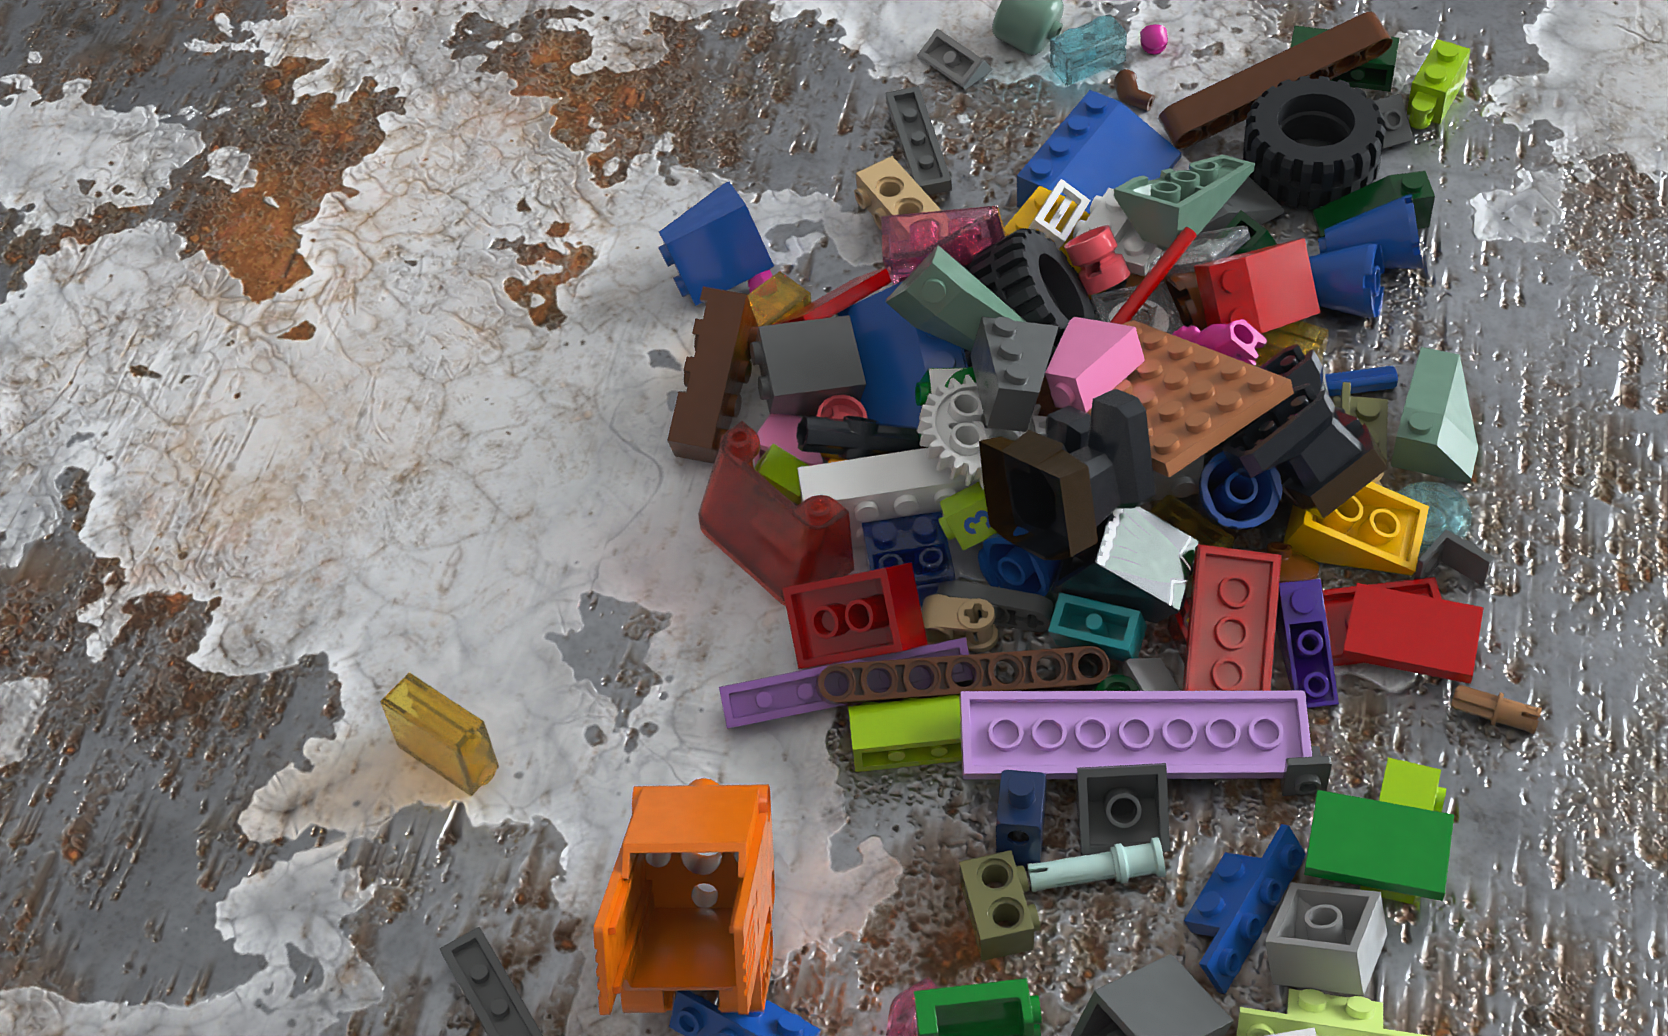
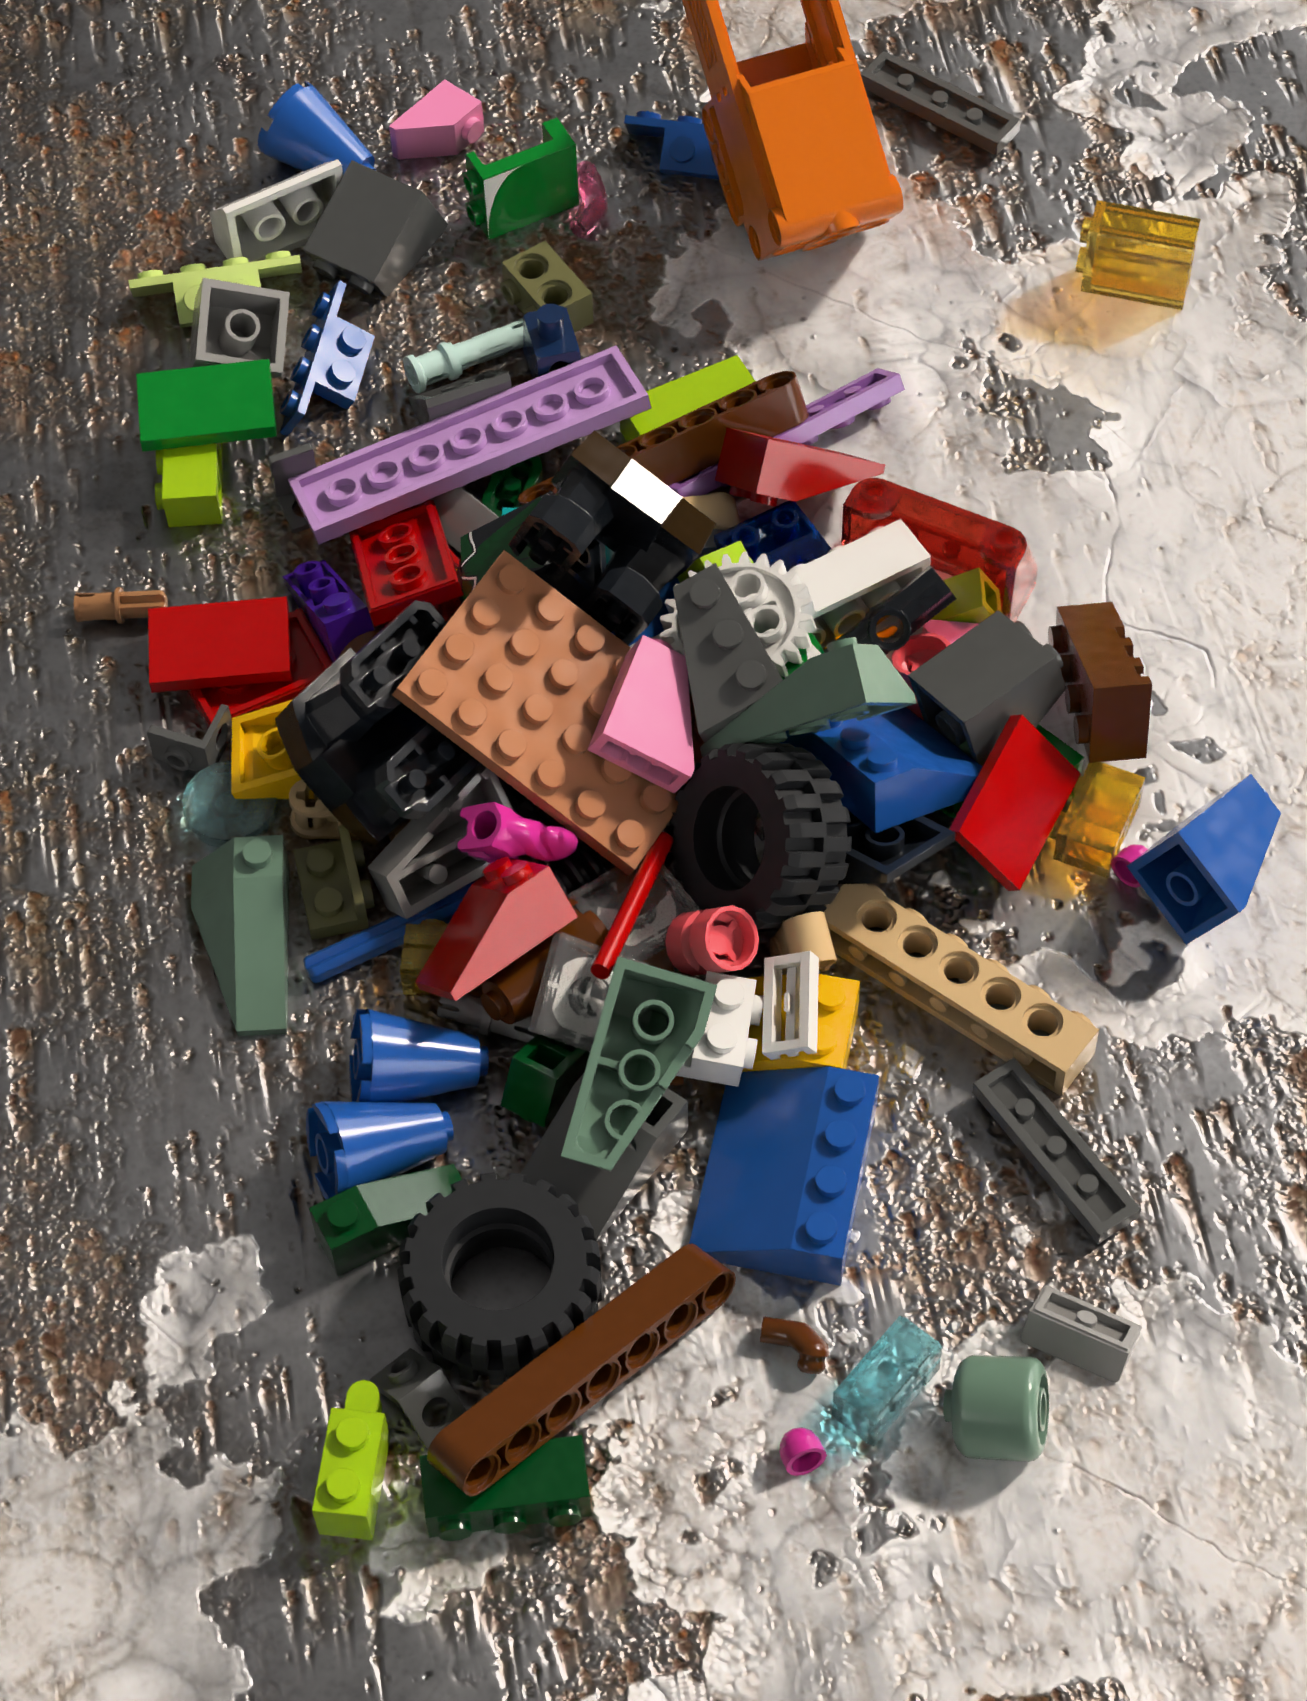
camera: 155 degrees right, 5 degrees up
(959, 232) = (897, 811): clear pink slope -> none

